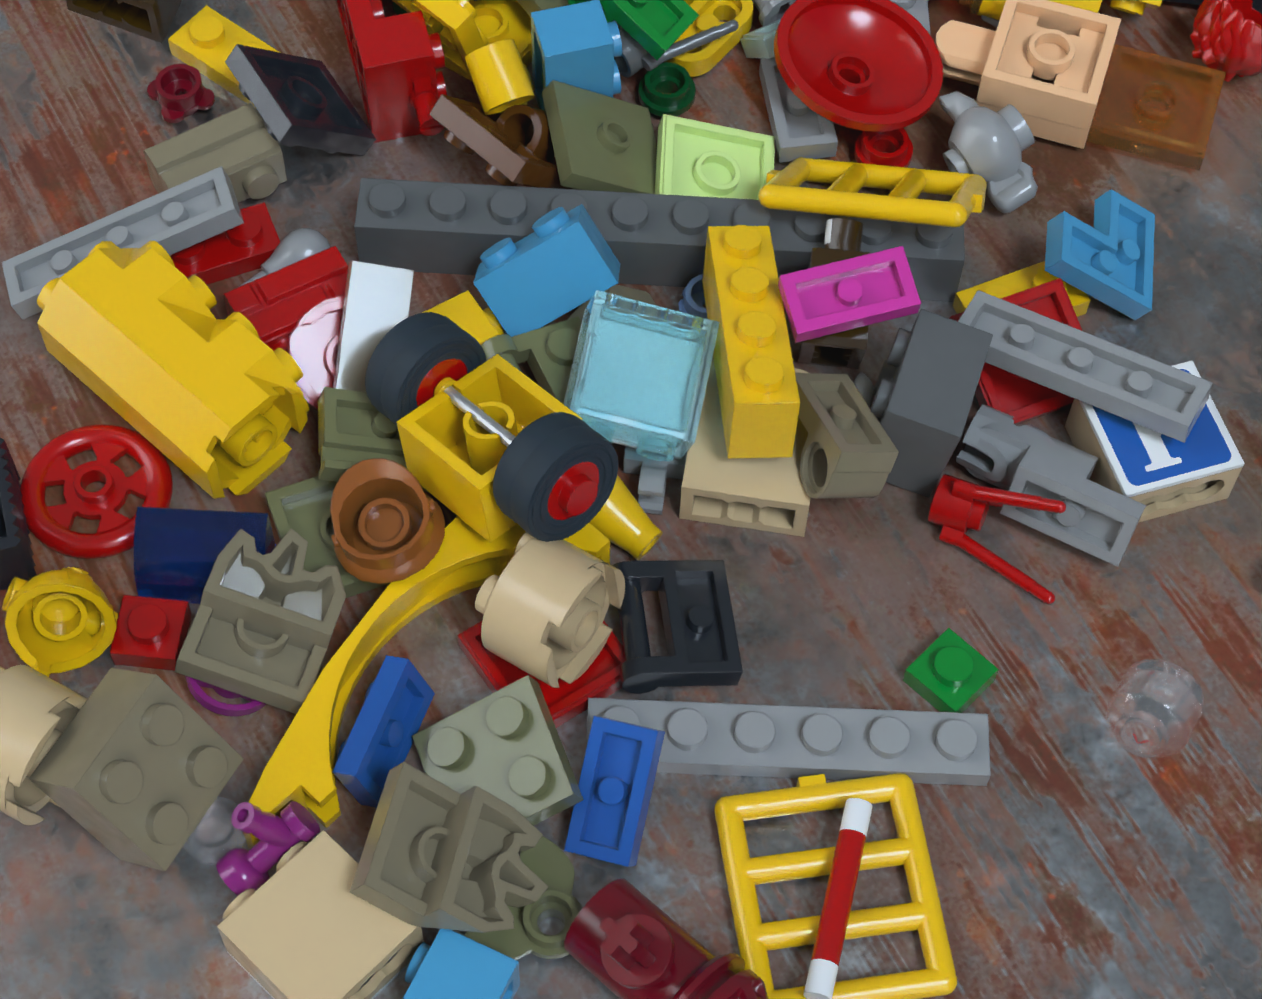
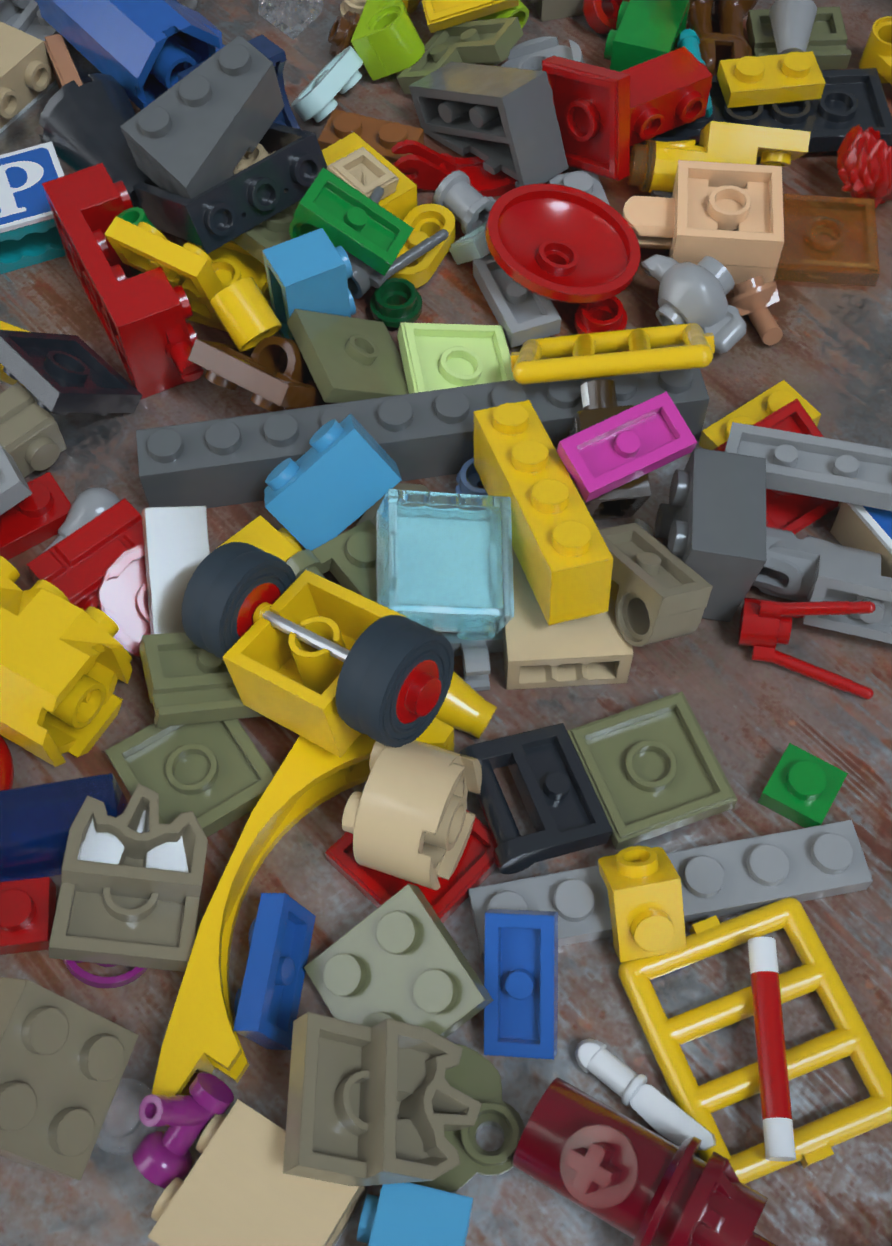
camera: 10 degrees left, 0 degrees up
(384, 522) = (230, 758): dark orange piece -> none
(700, 913) = (645, 1099): none -> white piece
(753, 744) = (644, 902): none -> yellow bracket
(800, 624) = (652, 769): none -> olive plate
(1057, 160) = (753, 300): none -> nougat plate
(1109, 259) = (825, 370): dark azure plate -> none

